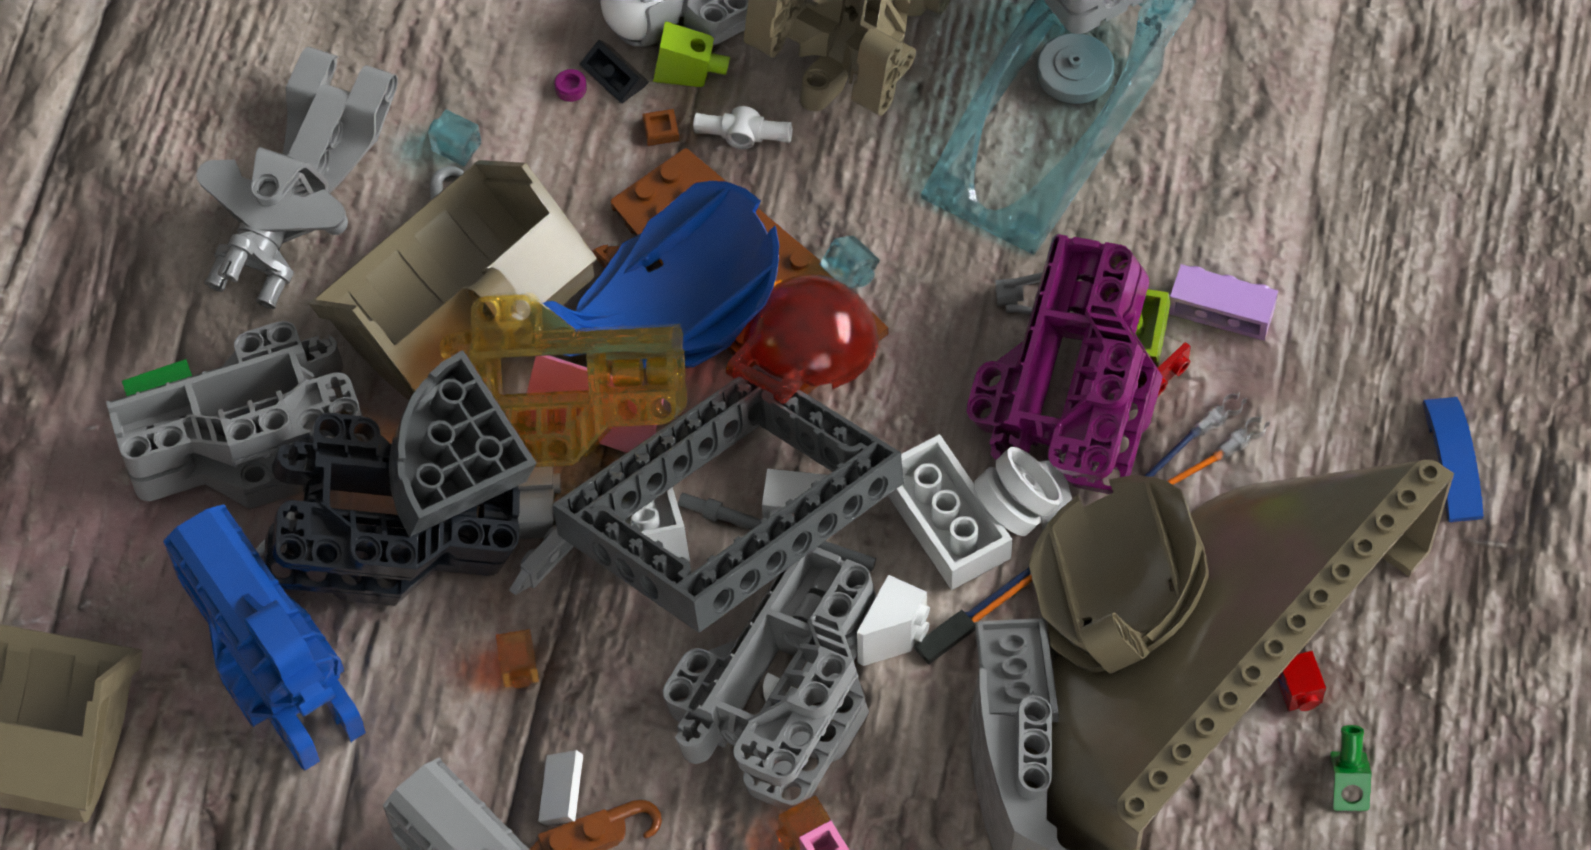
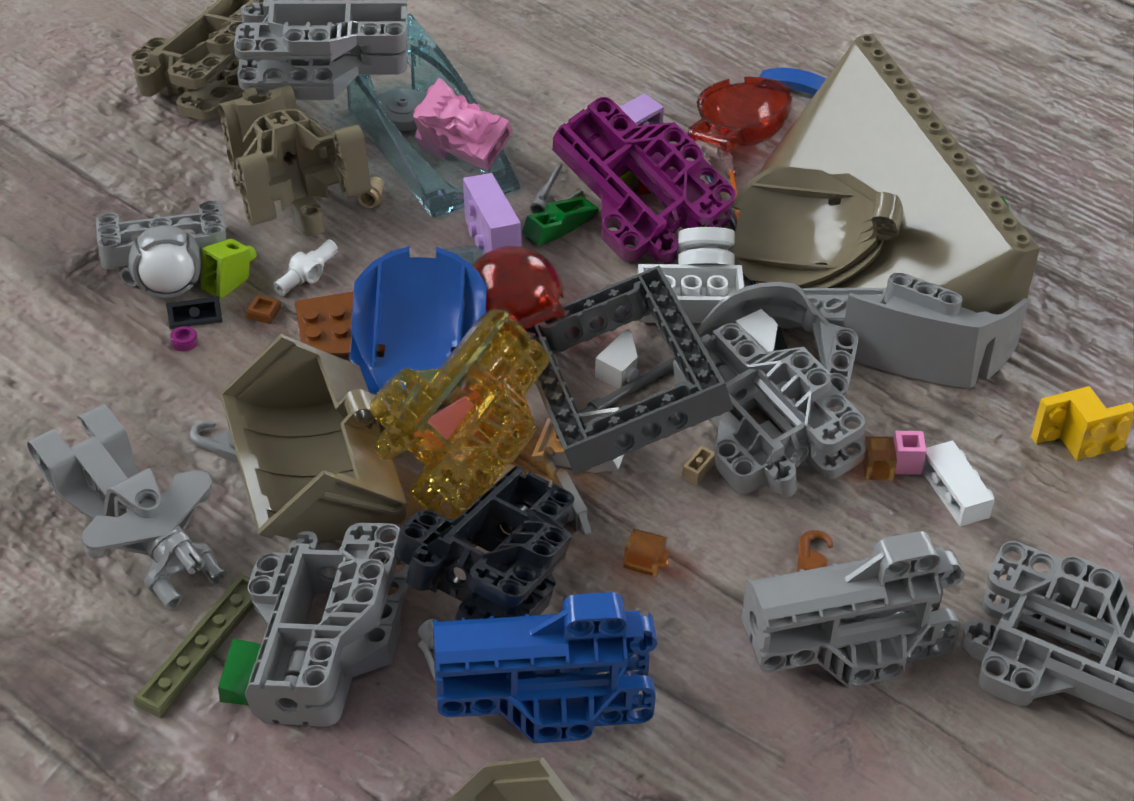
camera: 65 degrees left, 15 degrees down
(163, 337) = (196, 649): none -> olive tile
(453, 448) = (487, 468): dark grey brick -> none
(454, 137) = (173, 411): clear light blue brick -> none
(560, 788) = (756, 565): white tile -> none
(676, 646) = (698, 465): none -> tan piece
(910, 118) = (373, 197): none -> tan cone
(915, 255) = (489, 214): none -> lavender brick
(950, 682) = (790, 309): none -> light grey piece
(986, 318) = (558, 219): none -> green slope
(1042, 138) = (455, 127): none -> bright pink brick
(1304, 407) = (741, 112): none -> clear red windscreen

